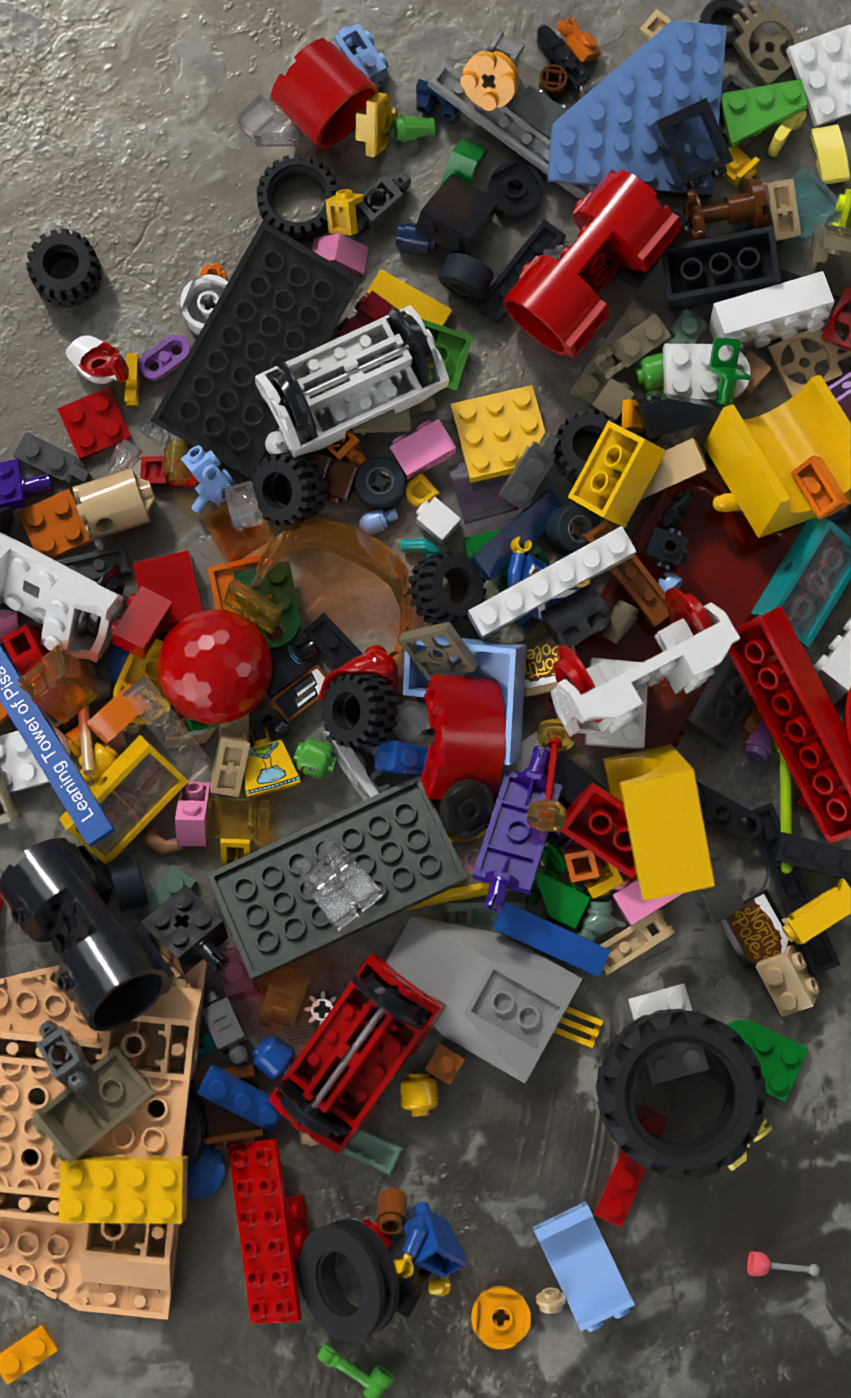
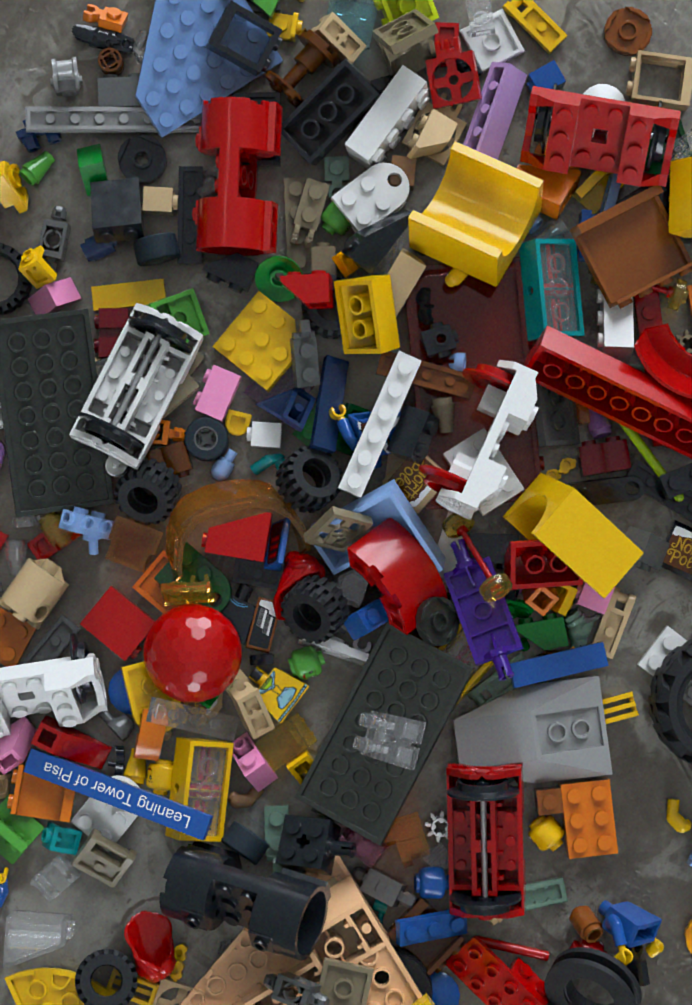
camera: 40 degrees left, 5 degrees up
(60, 684) = (97, 745): clear orange plate -> none
(86, 742) = (137, 763): tan bar -> none
(141, 622) = (119, 661): red brick -> none
(243, 505) = (126, 527): clear slope -> none
(305, 1183) = (515, 948): none -> red bar
(342, 595) = (240, 538): none -> red slope
(371, 629) = (277, 545): none -> slope
(470, 1109) = (588, 818): none -> orange brick
(479, 510) = (290, 407): none -> dark blue slope
(501, 237) = (159, 201): none -> tan brick
(505, 80) = (69, 111): light orange plate -> none
(523, 349) = (234, 270): none -> black slope
(547, 388) = (269, 283): none -> green dish
(553, 1175) = (674, 818): none -> yellow arm
(565, 538) = (361, 364): black wheel -> none
(582, 413) = (311, 289): none -> red slope
(699, 759) = (565, 466): none -> yellow piece
(726, 369) = (388, 185): green bracket -> none
(741, 777) = (603, 457): none -> dark red brick
(802, 359) = (433, 135): none -> tan slope
(820, 487) = (512, 221): orange slope -> none

